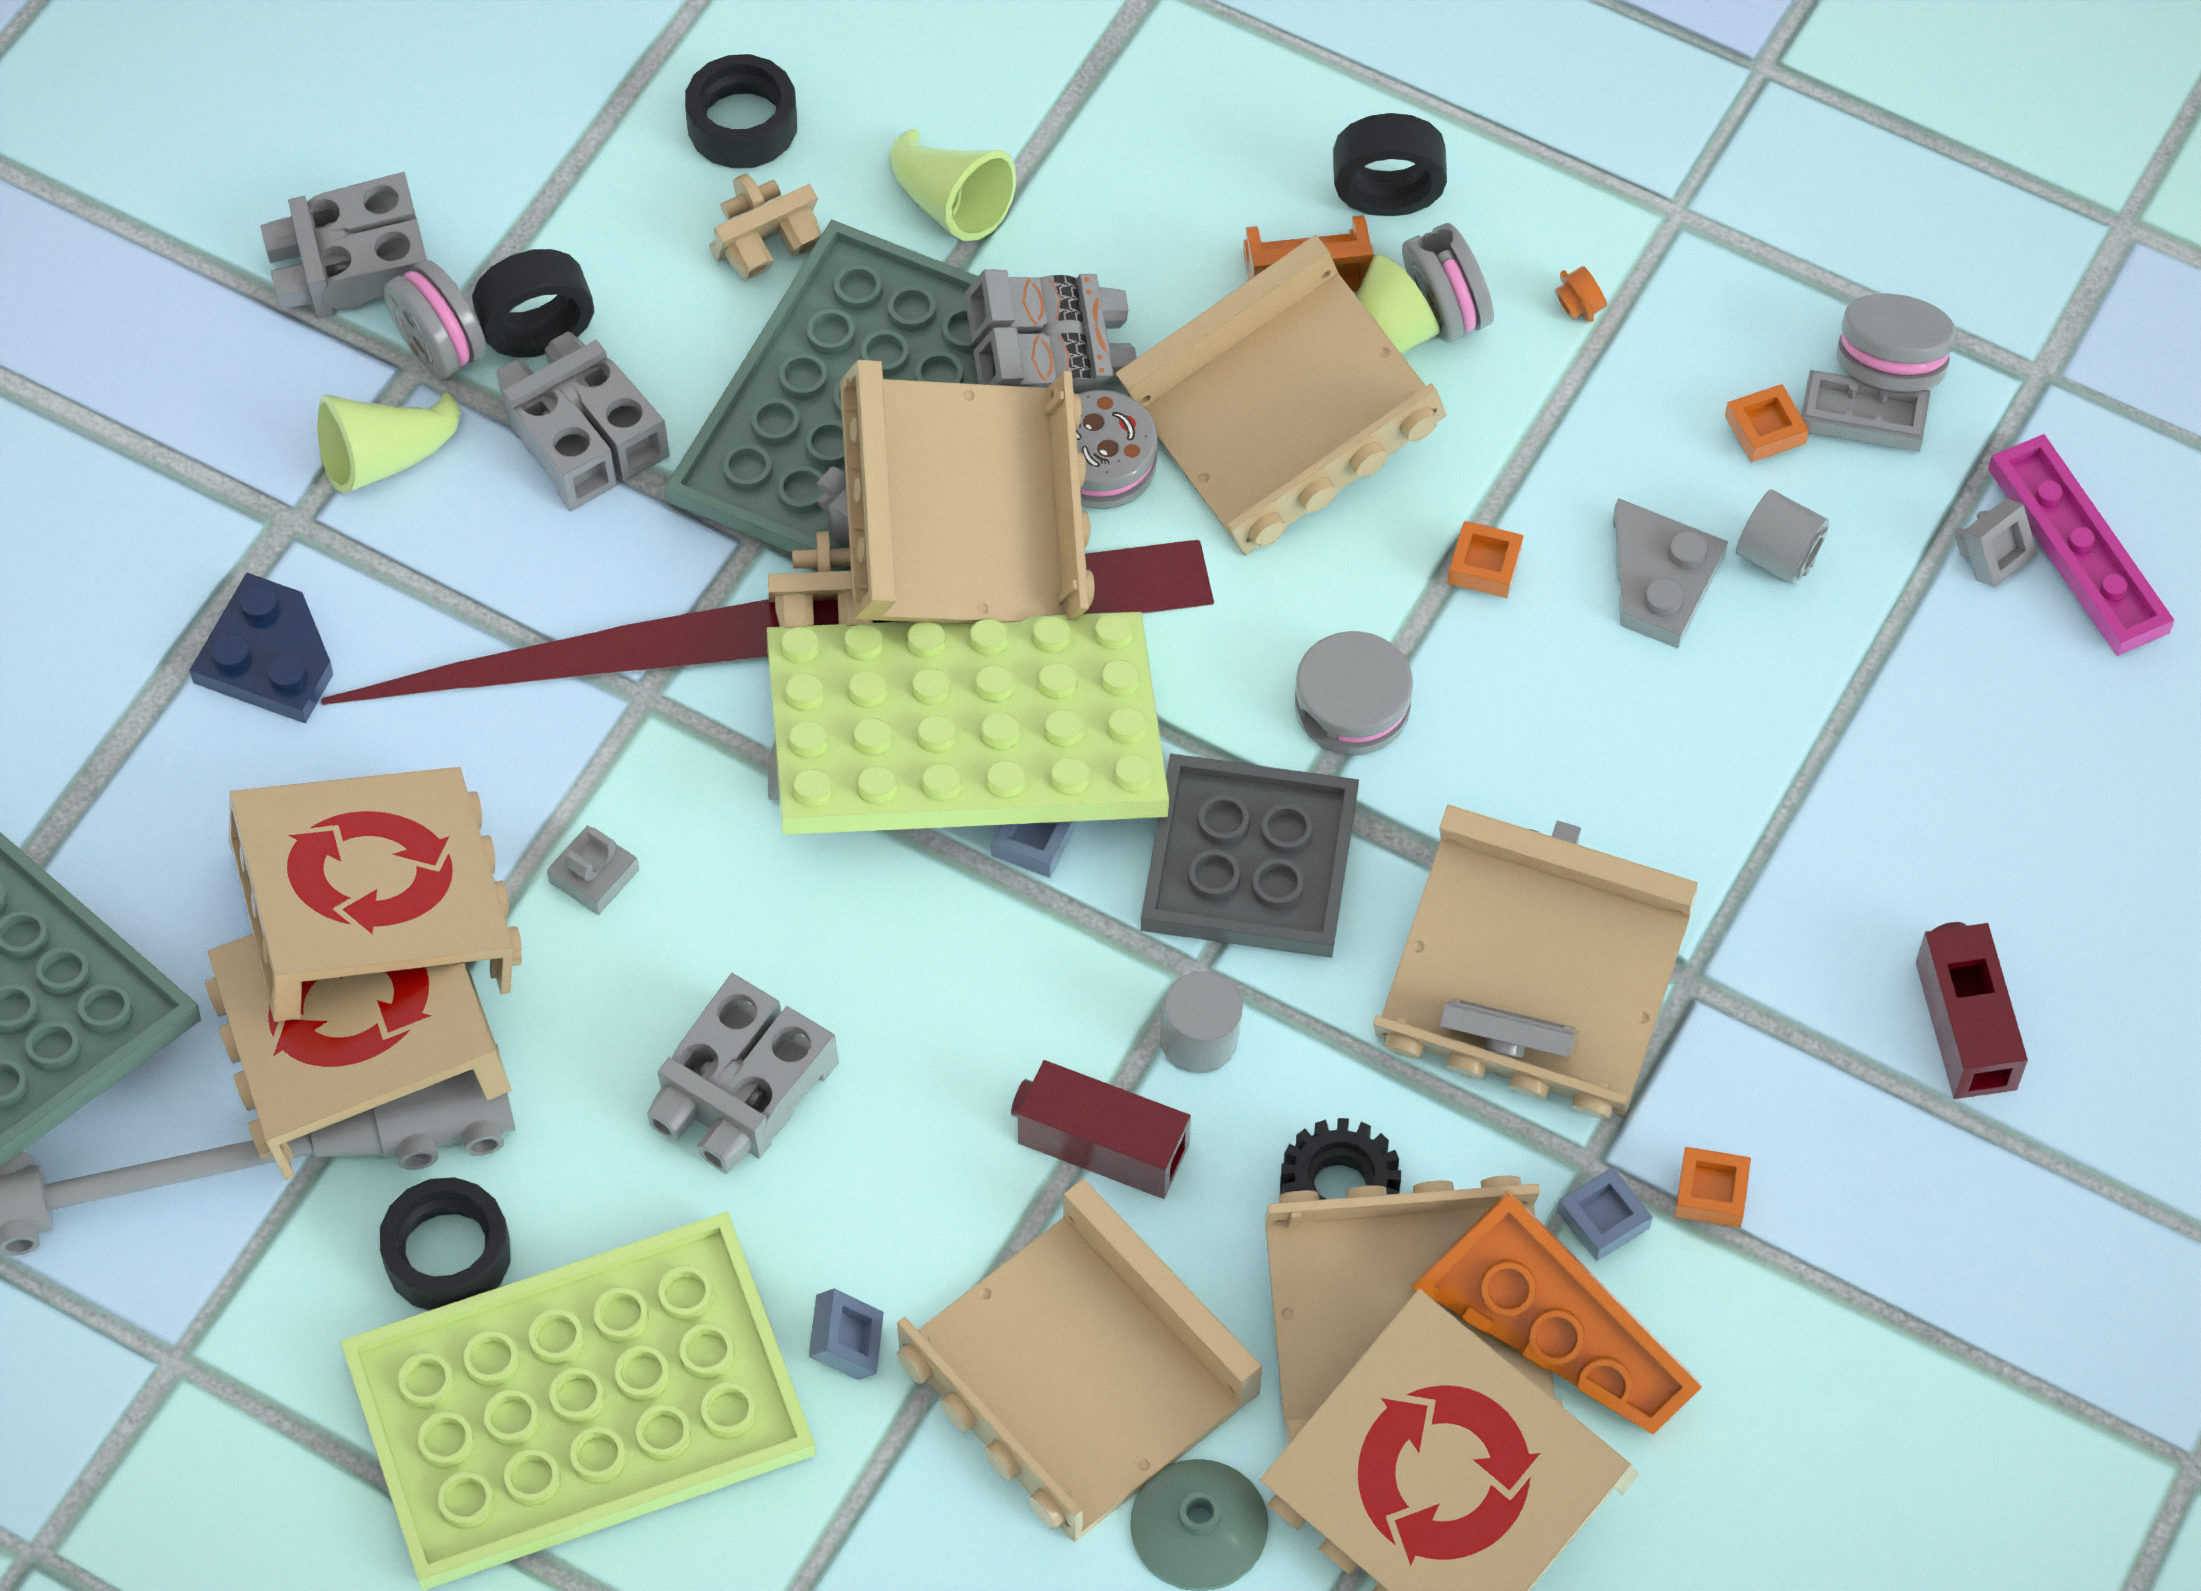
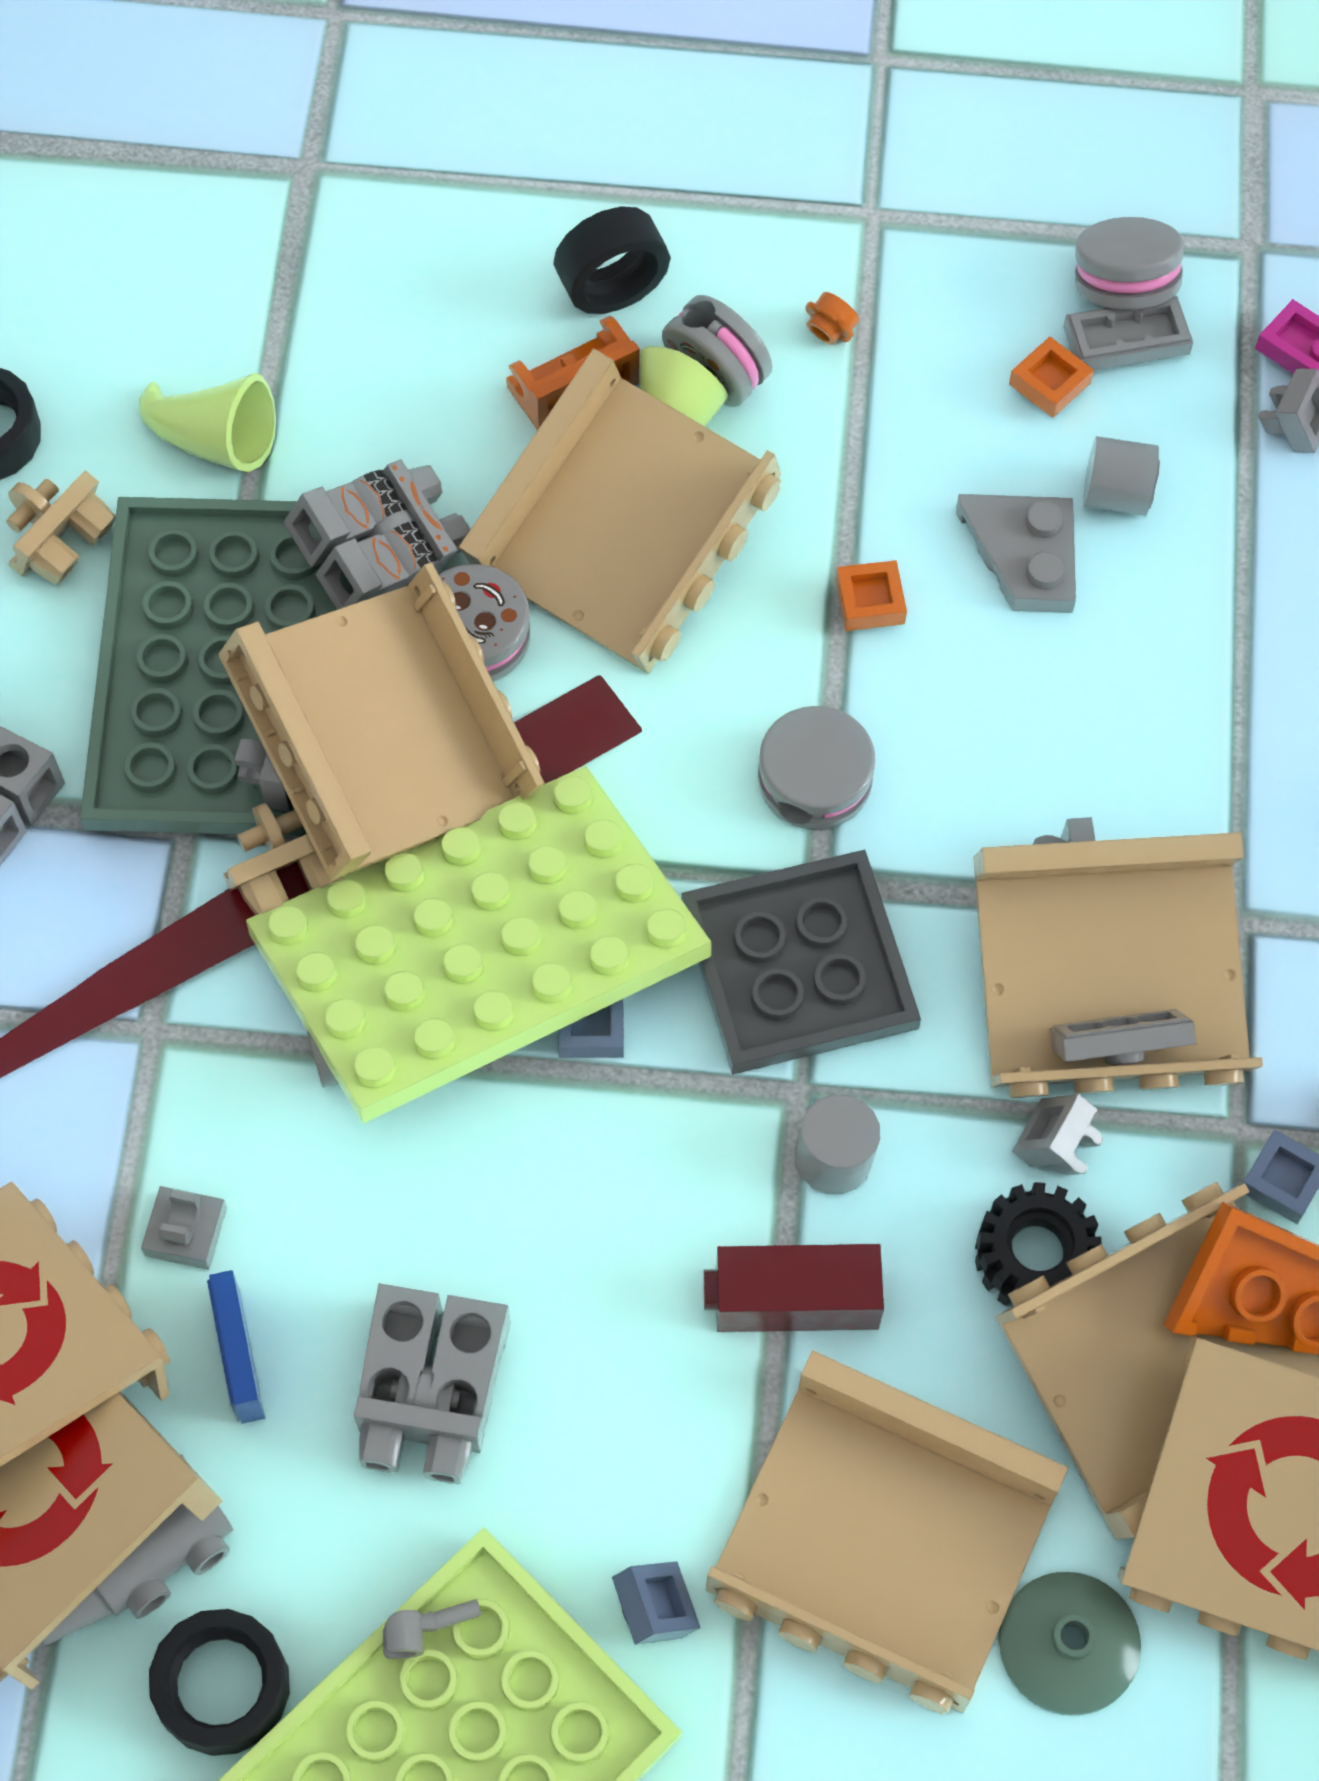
camera: 25 degrees left, 5 degrees up
(587, 981) = (235, 1347): none -> blue tile
(619, 1258) = (405, 1628): none -> light grey hand
(1407, 1092) = (1055, 1133): none -> light grey tile

